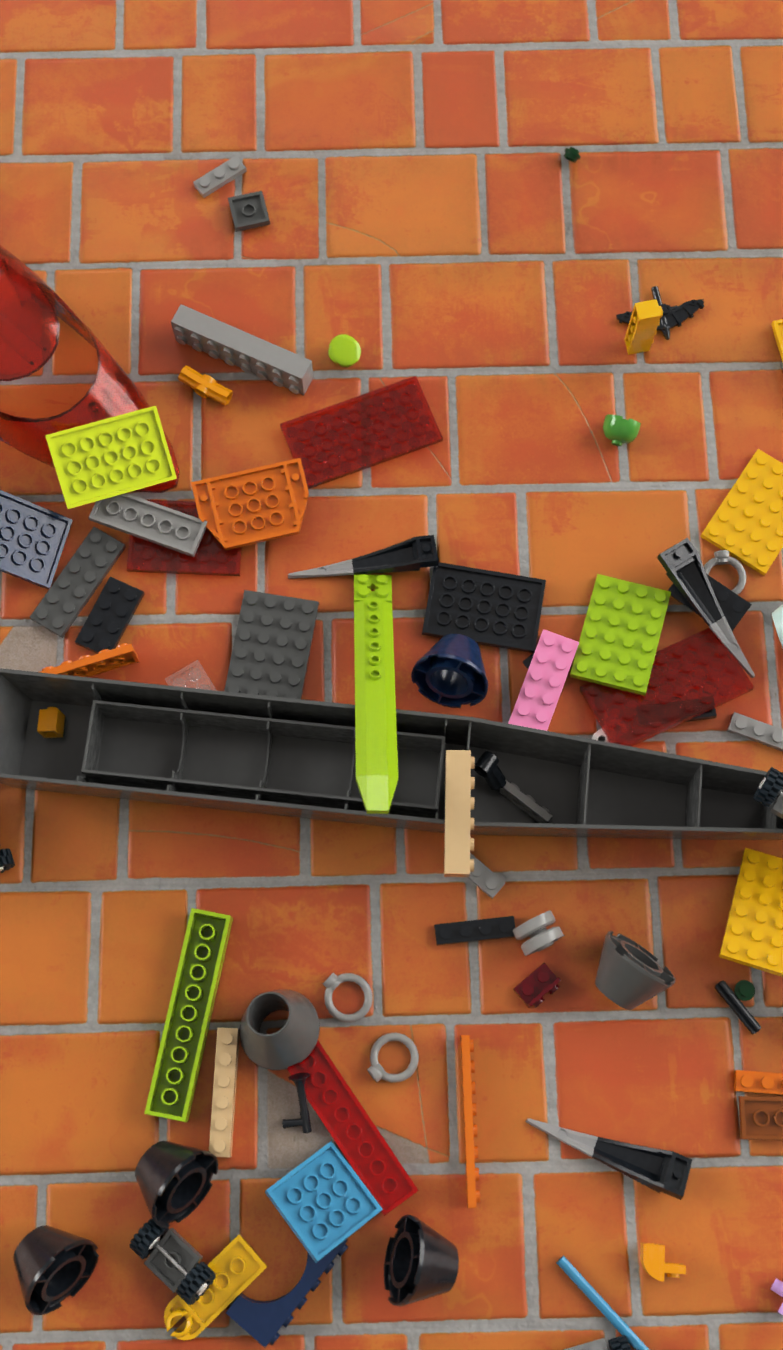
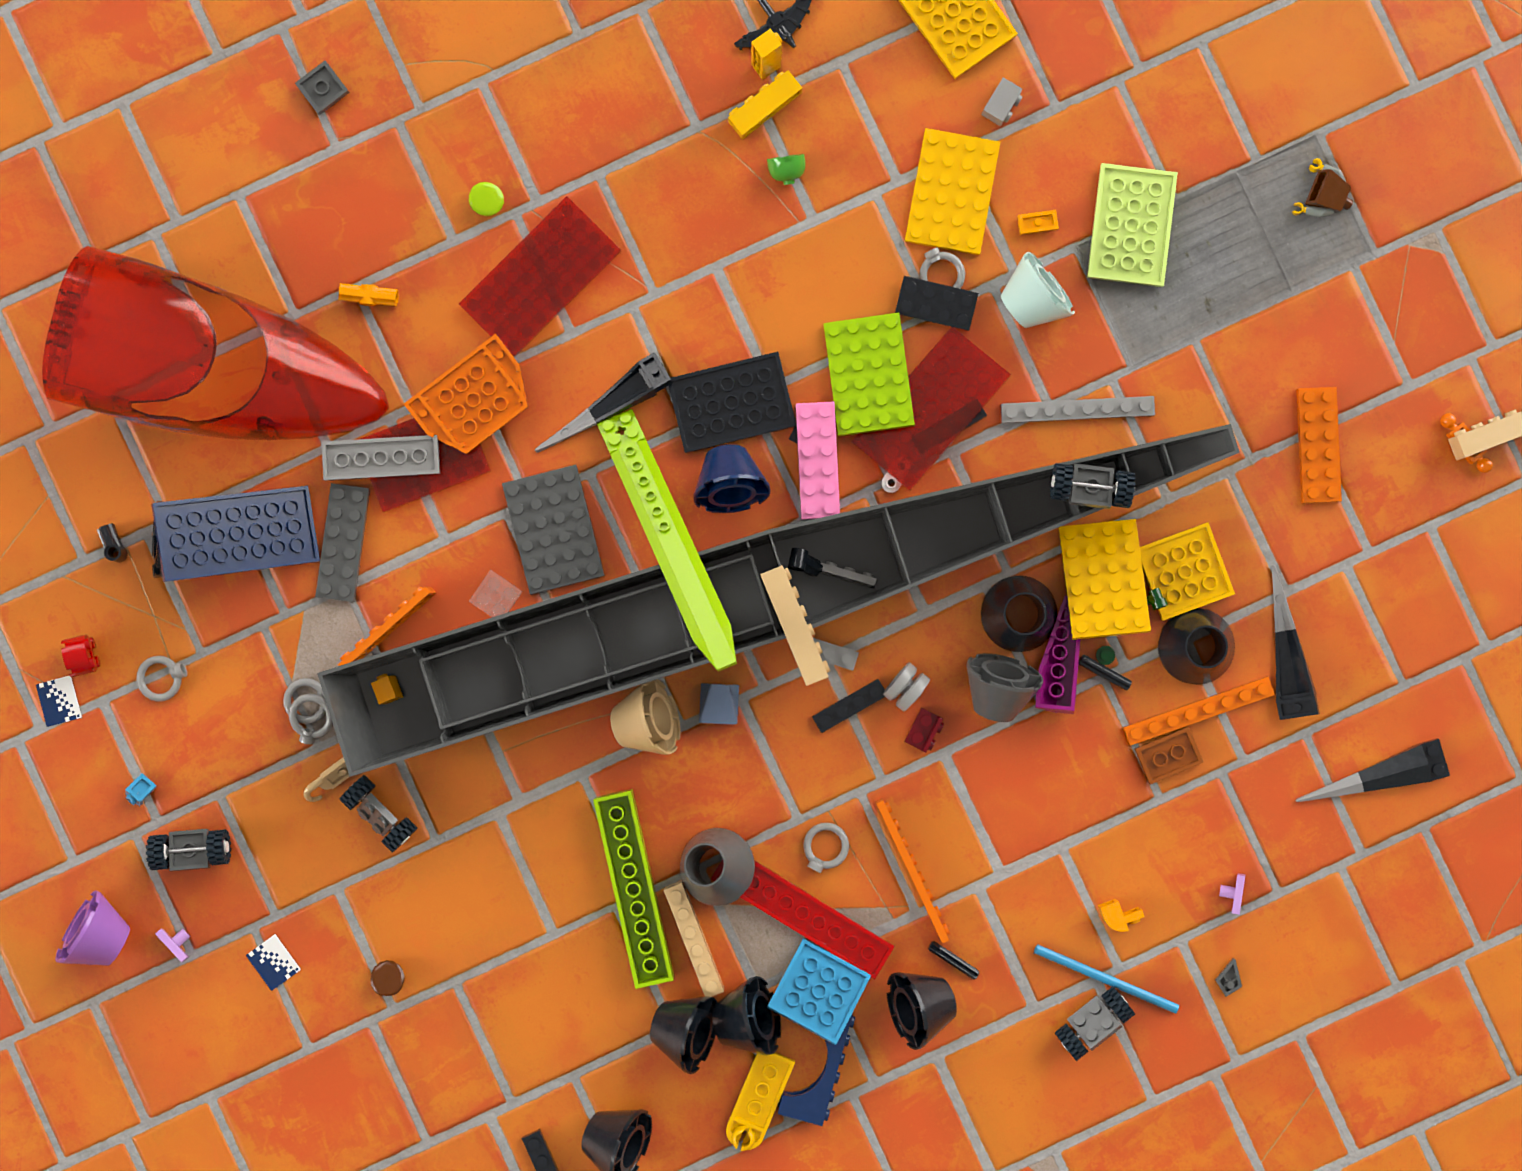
camera: 25 degrees left, 15 degrees up
(109, 616) = (389, 563): black plate -> none
(111, 457) = (317, 415): neon yellow plate -> none
(173, 1261) = (716, 1094): plate -> none
(219, 176) = (274, 60): light grey plate -> none
(237, 1197) = (744, 1019): none -> black cone
(242, 350) = (387, 244): light grey brick -> none
(277, 854) = (647, 720): none -> tan cone
(304, 1120) = (753, 901): black piece -> none
(331, 984) = (744, 807): light grey piece -> none
(351, 872) = (719, 703): none -> sand blue piece
(472, 1233) = (953, 960): none -> black axle
(622, 372) = (765, 104): none -> yellow brick
(652, 1167) = (1083, 841): black plate -> none
(656, 928) = (994, 613): none -> black cone
(689, 576) = (911, 293): black plate -> none
(694, 981) = (1059, 667): none -> magenta wedge

